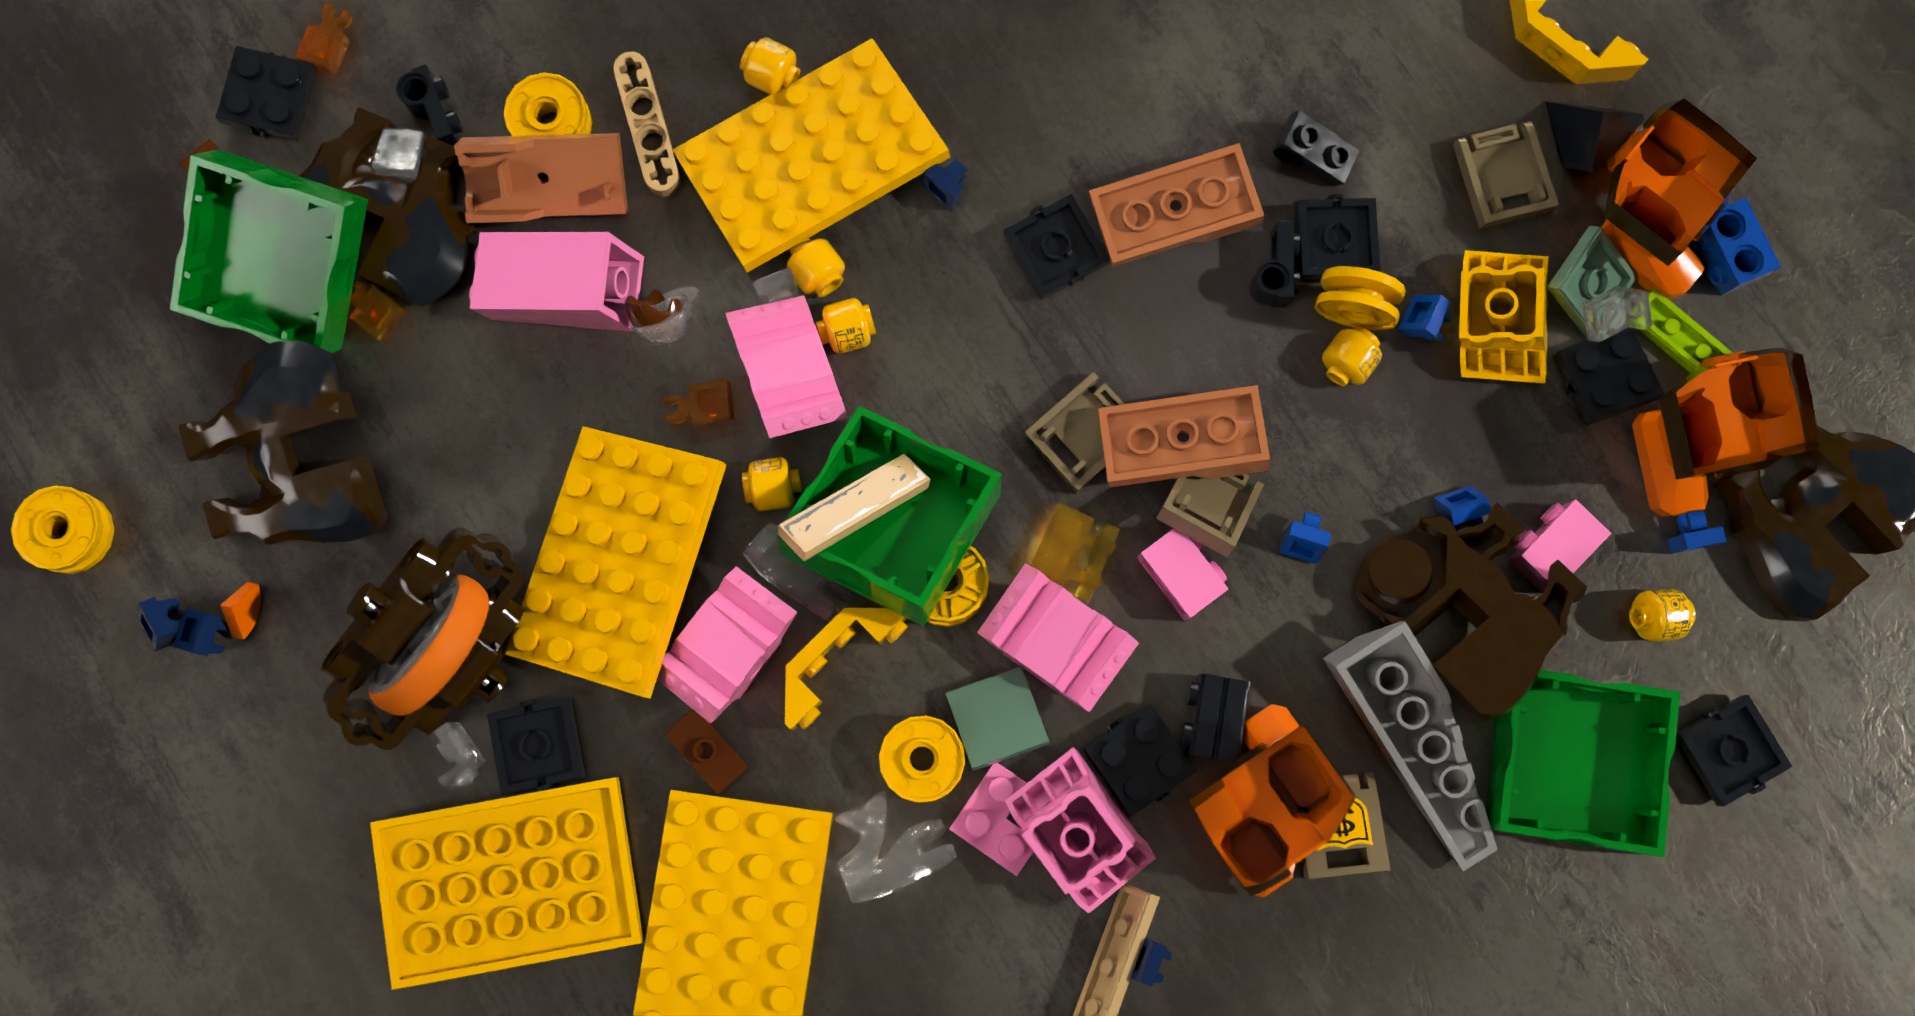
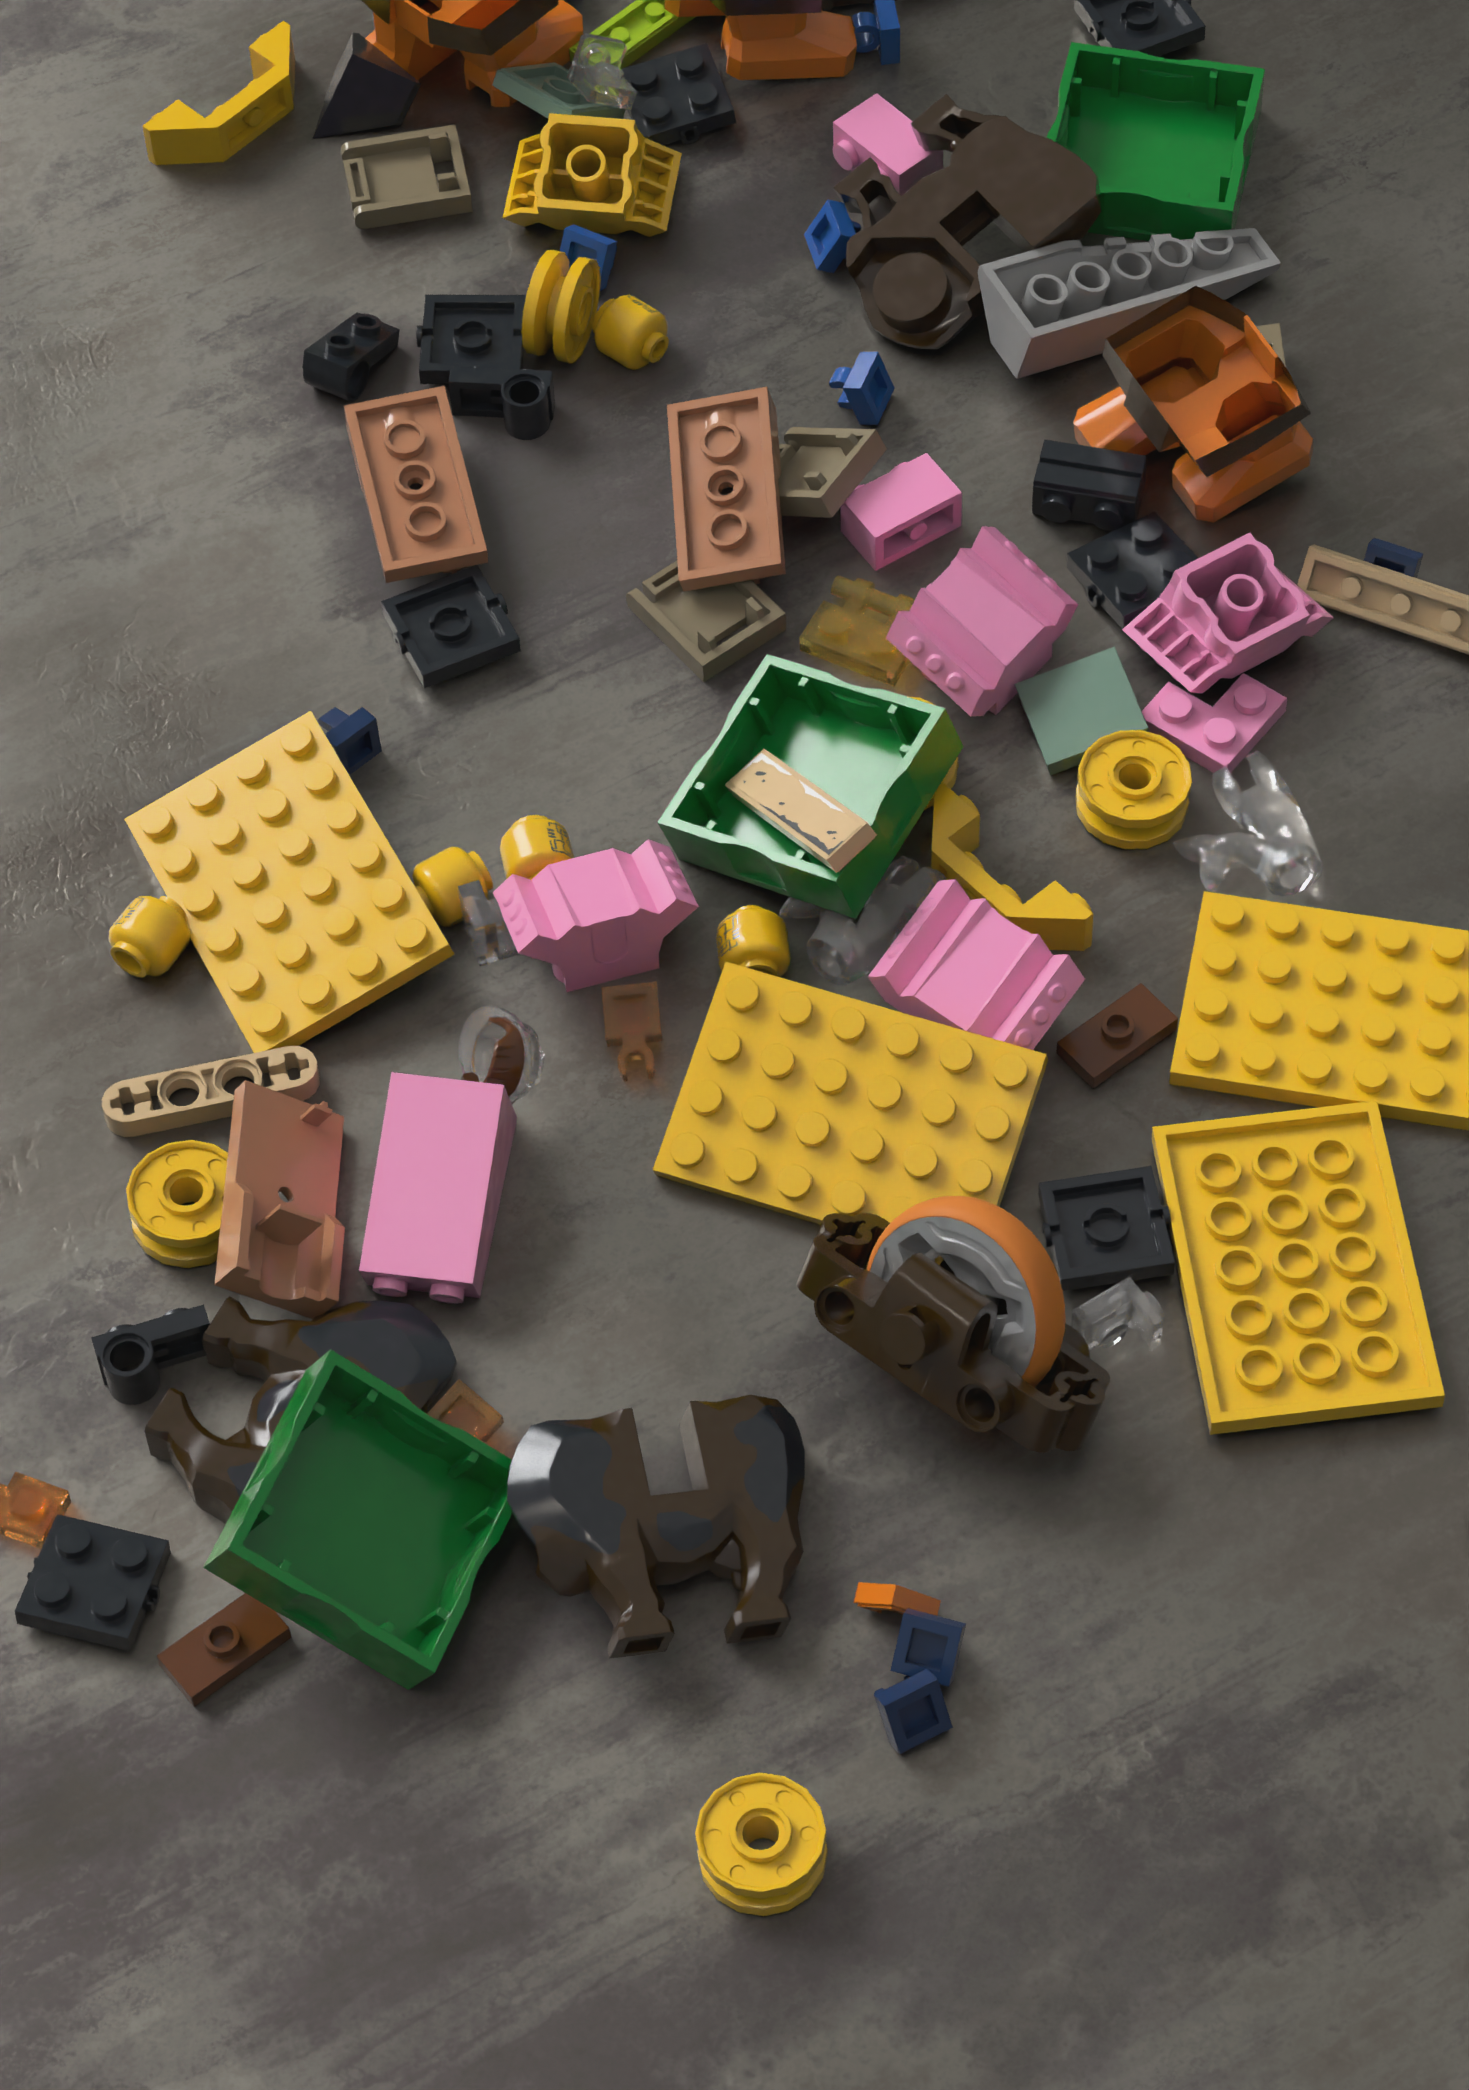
camera: 80 degrees left, 25 degrees down
(399, 153) = (223, 1376): clear bracket -> none
(1662, 615) = (978, 60): yellow head -> none

